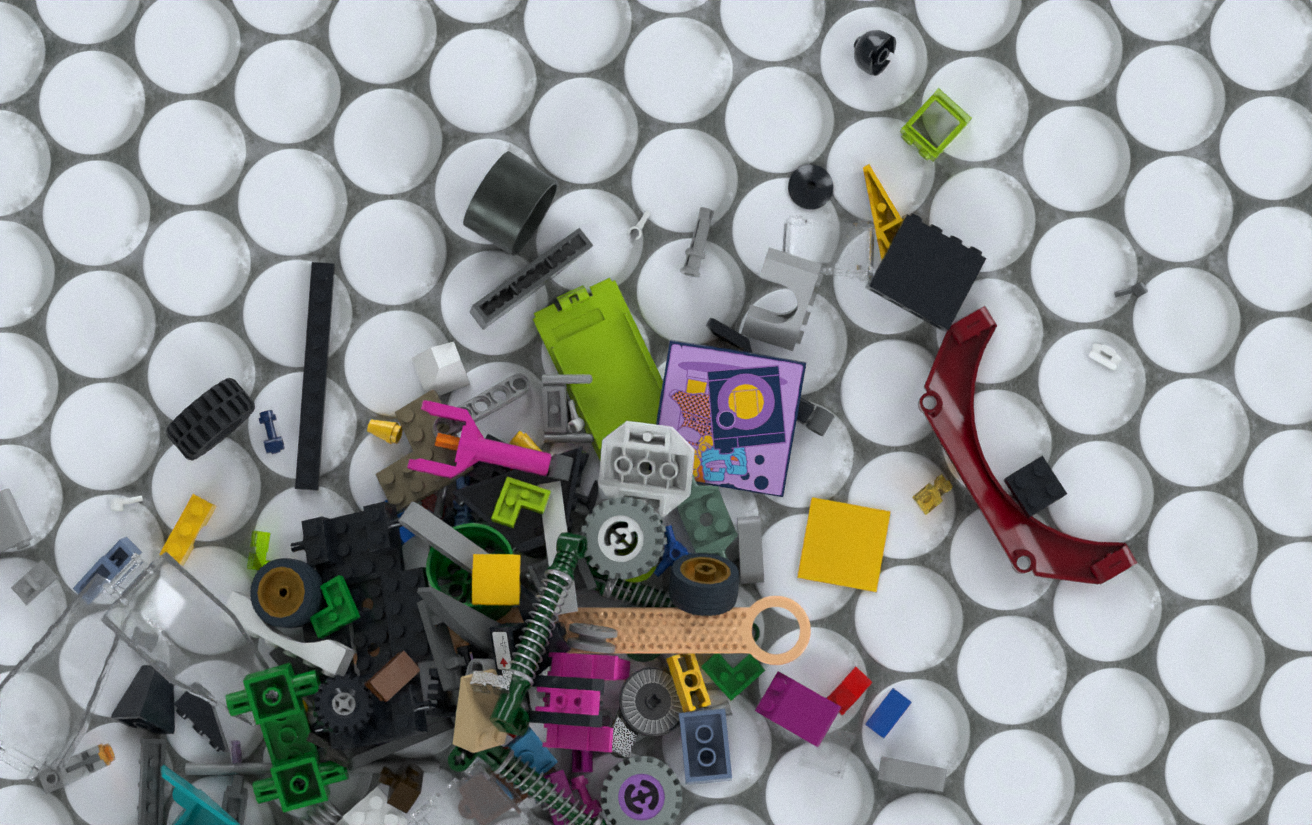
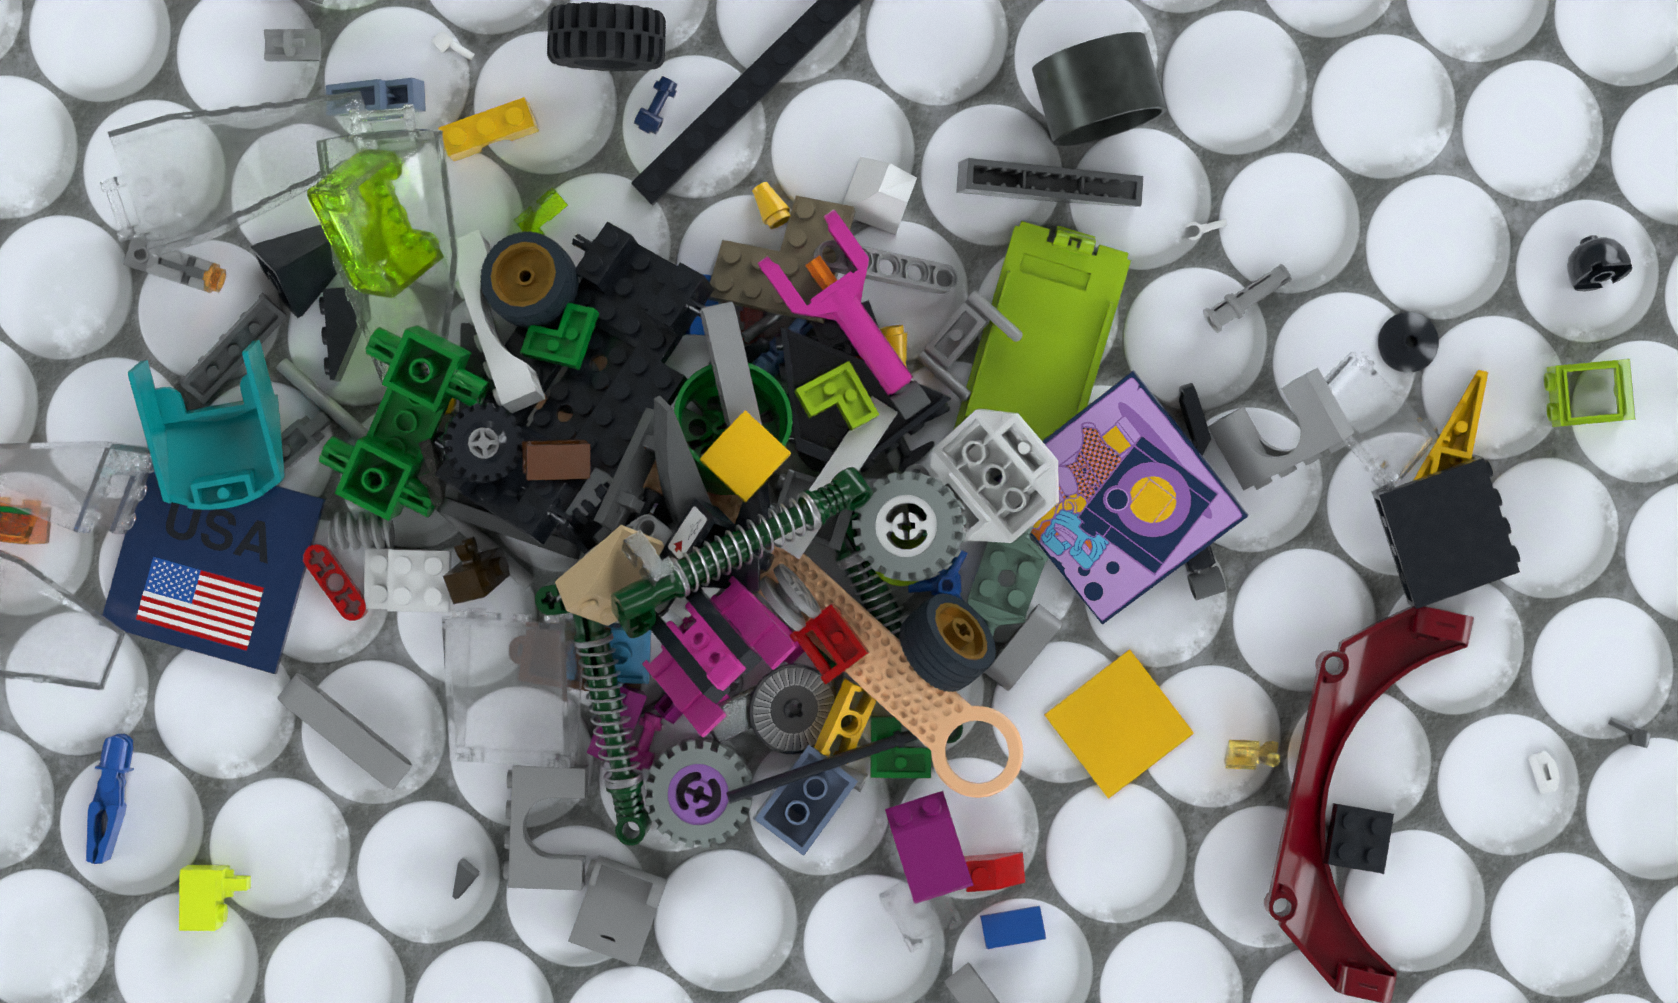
camera: 40 degrees right, 5 degrees up
(171, 642) = (371, 225): none -> clear neon green windscreen
(236, 751) = (344, 390): clear purple tile -> none
(577, 423) = (965, 369): white hand -> none
(639, 637) = (836, 637): none -> red plate
(726, 665) = (897, 740): none -> black bar

